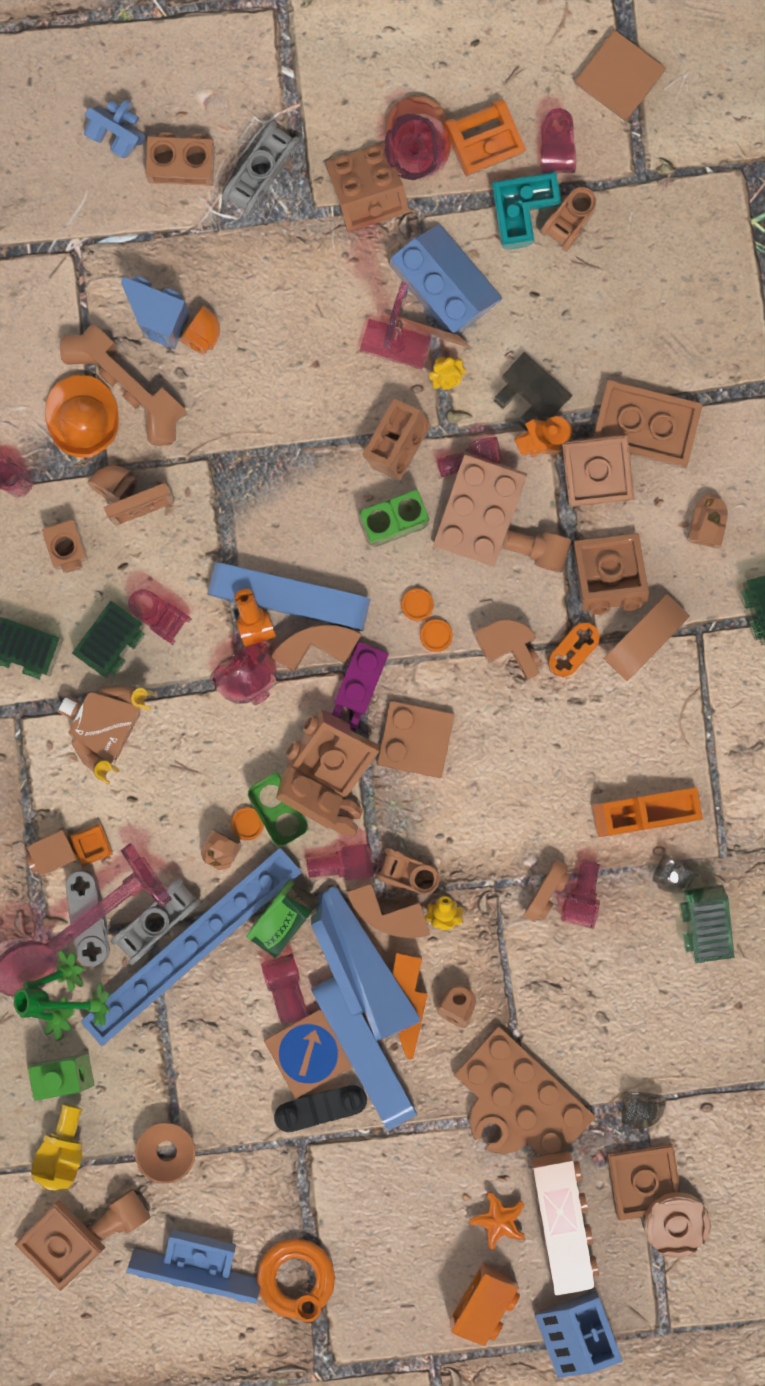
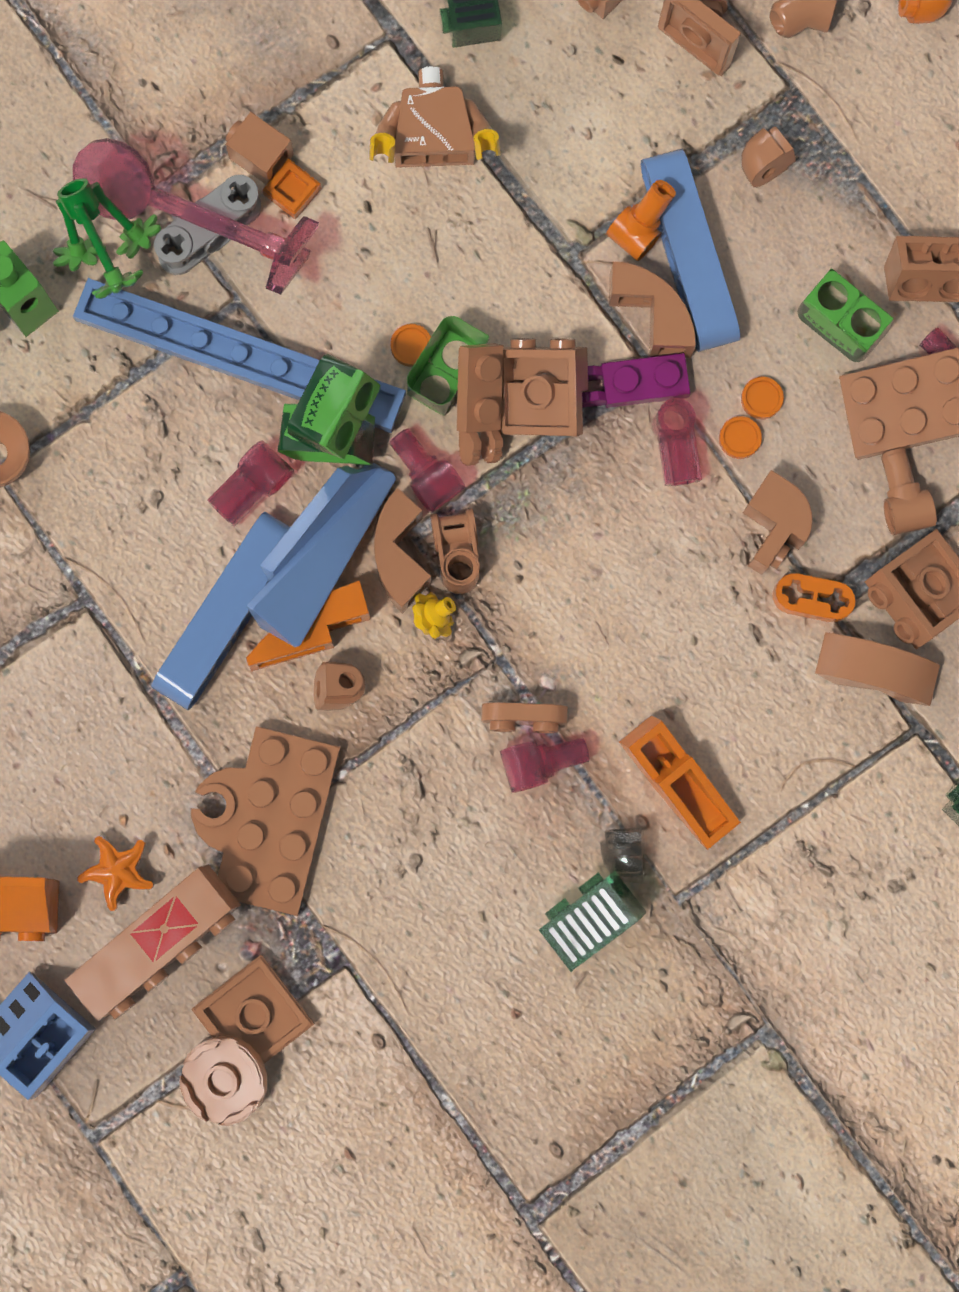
camera: 50 degrees right, 5 degrees down
(110, 640) = (529, 83): clear green brick -> none
(139, 937) = (218, 290): light grey piece -> none
(159, 616) = (587, 124): clear pink piece -> none
(219, 850) = (364, 328): nougat rock -> none
(247, 676) = (575, 251): clear pink cylinder -> none
(251, 506) = (766, 156): none -> nougat piece
(274, 908) = (333, 407): none -> bright green piece
(308, 1053) = (188, 549): tile -> none
(320, 1108) = (135, 597): black piece -> none
(415, 739) = (611, 477): nougat plate -> none
(422, 684) = (677, 447): none -> clear pink piece
(642, 1109) = (335, 965): clear smoke piece -> none

